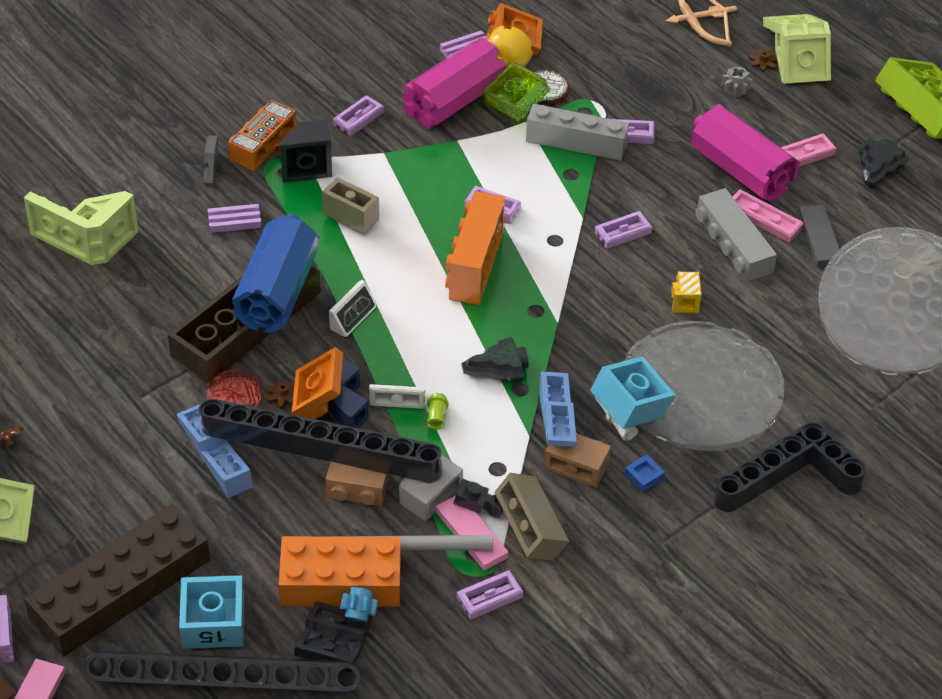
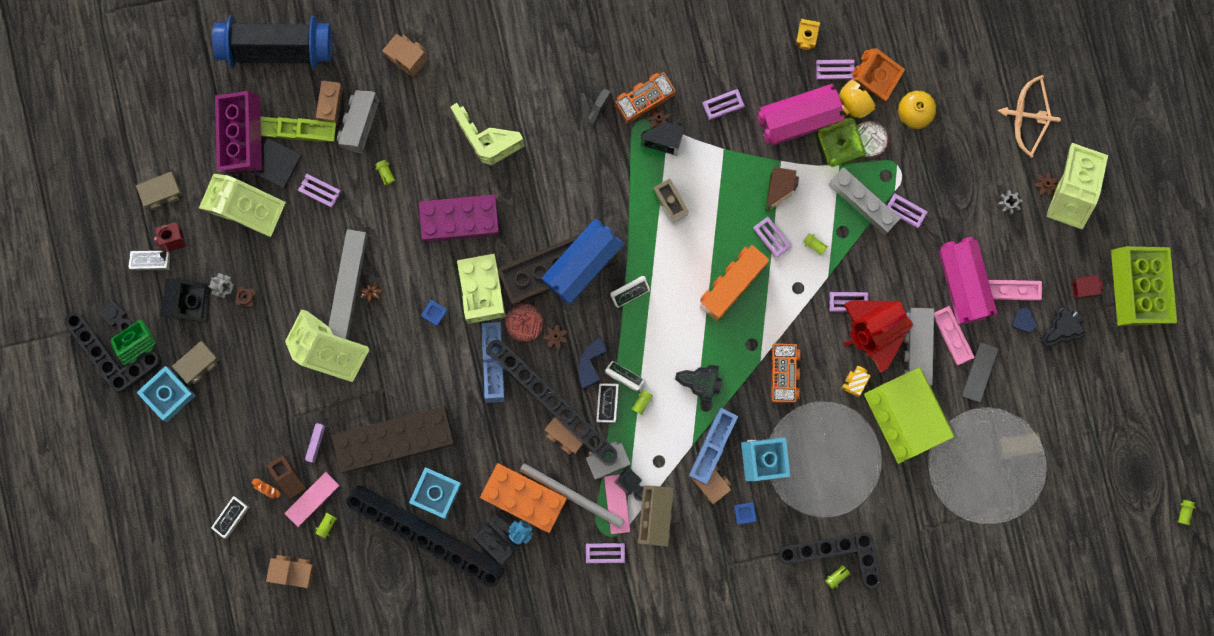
camera: 30 degrees right, 35 degrees up
(90, 317) = (459, 218): none -> magenta brick
(106, 424) = (434, 313): none -> blue plate
(160, 379) = (481, 289): none -> yellowish green bracket
(234, 218) = (599, 161): lavender tile -> none
(317, 384) = (573, 353): orange plate -> none
(391, 421) = (607, 403): none -> slope
(415, 26) = (810, 27): none -> yellow brick
(472, 145) = (781, 186): none -> reddish brown slope
(547, 190) = (815, 244): none -> lime pin
(579, 45) = (911, 115): none -> yellow cylinder
(595, 316) = (785, 373): none -> brick
(675, 222) = (878, 329): none -> red brick
(772, 290) = (909, 415): none -> lime slope
(806, 497) = (833, 580): none -> lime pin
(832, 174) = (1024, 321): none -> dark blue tile
(875, 119) = (1087, 287): none -> dark red brick

